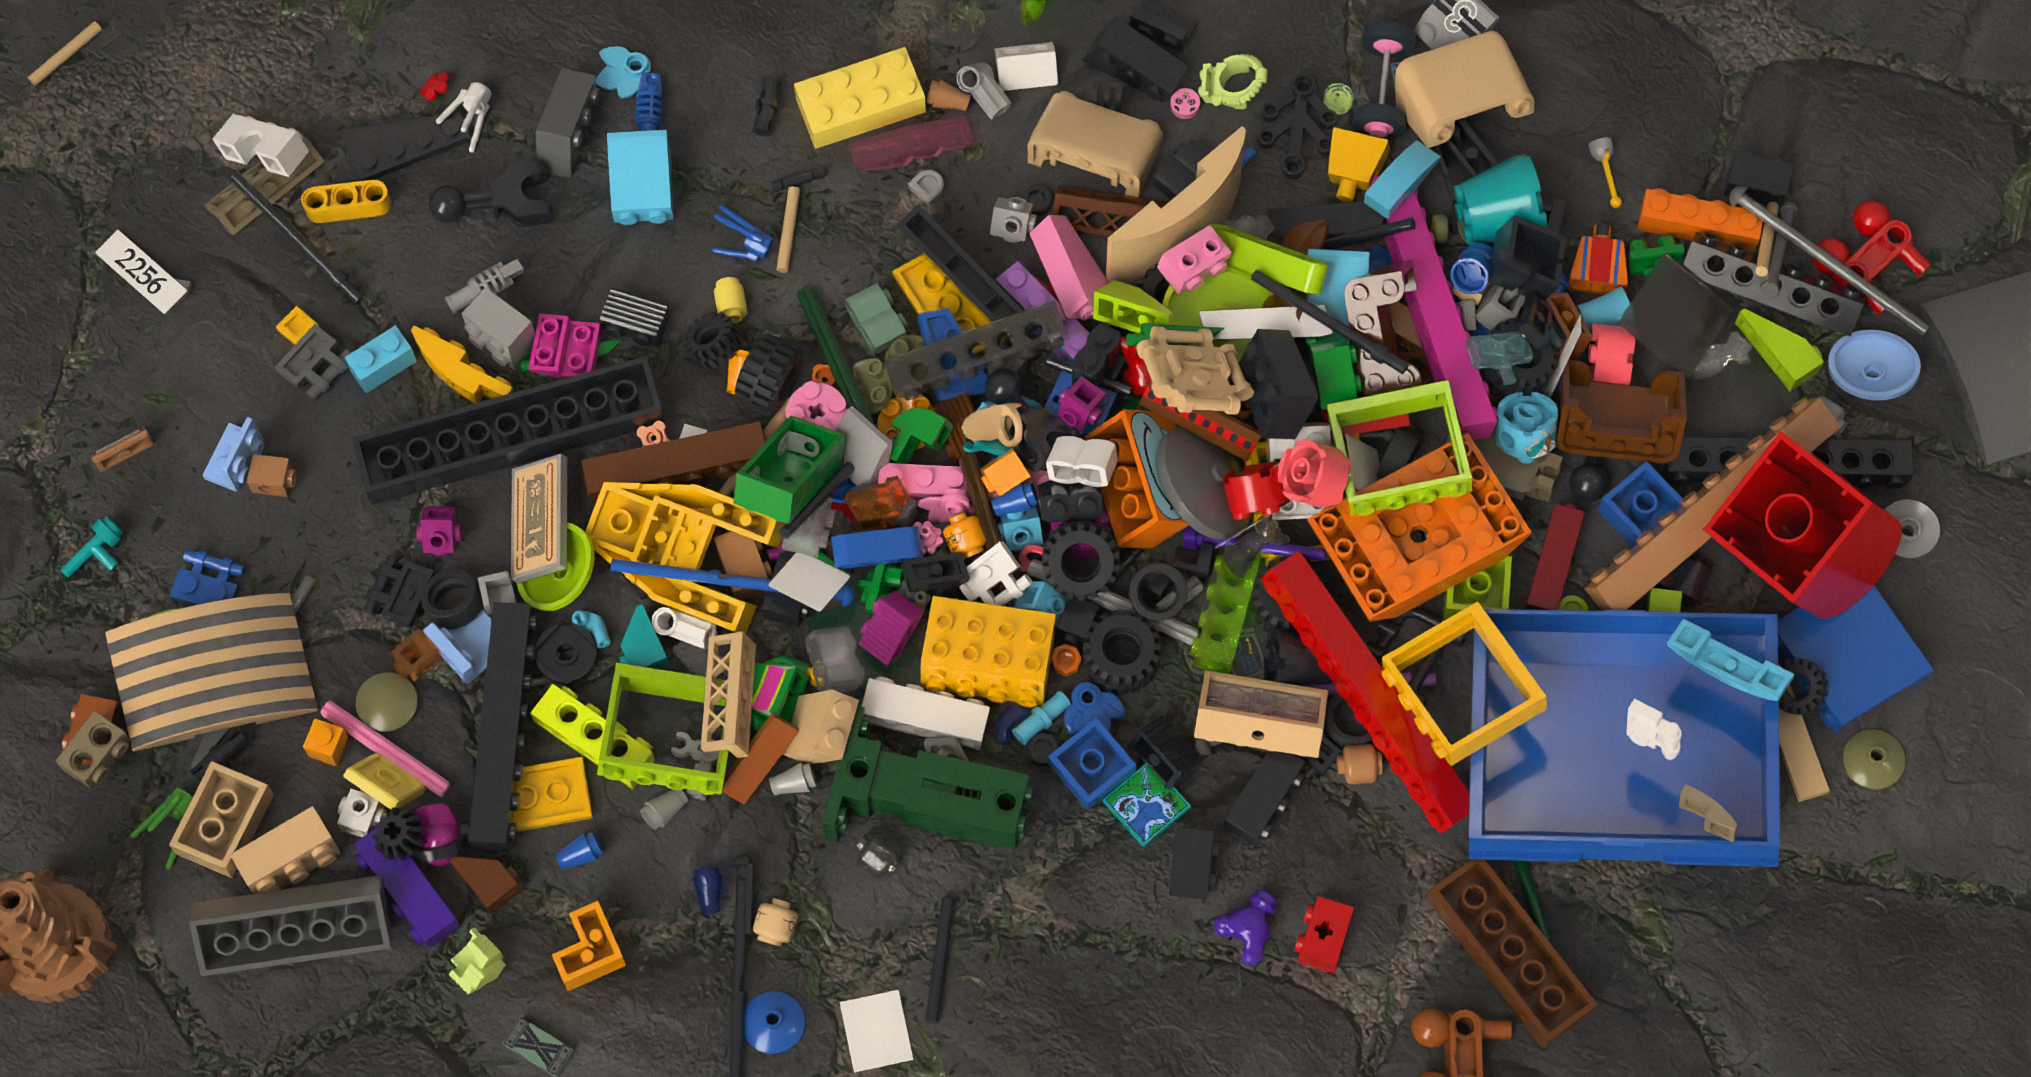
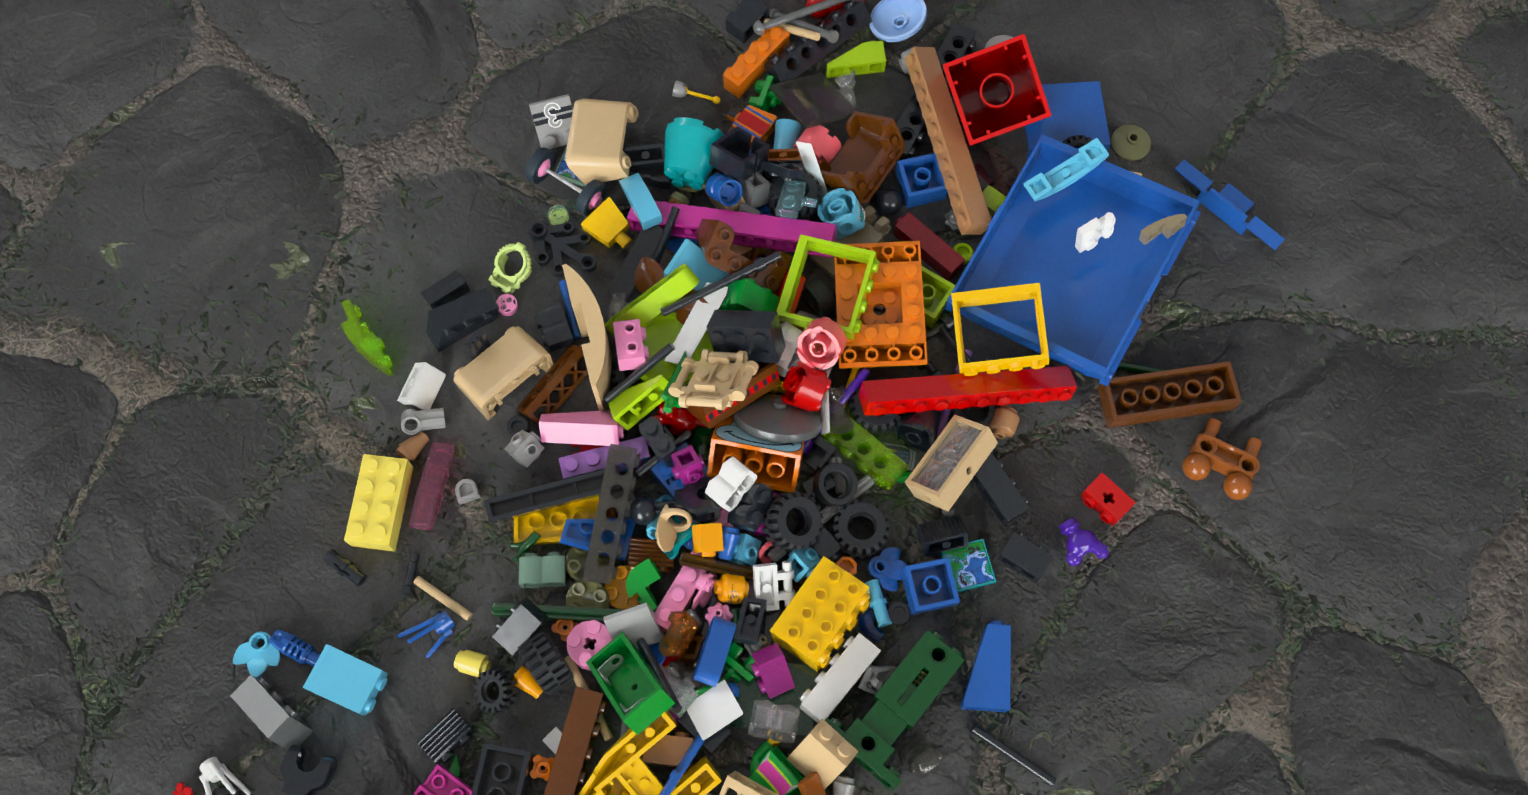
camera: 65 degrees left, 0 degrees up
(799, 325) = (519, 626): none -> brick
(896, 283) = (525, 545): none -> dark green bar
(1026, 885) = (990, 674): none -> blue slope
(1166, 290) = (637, 374): none -> black bar
(1849, 927) = (1228, 205): none -> blue piece

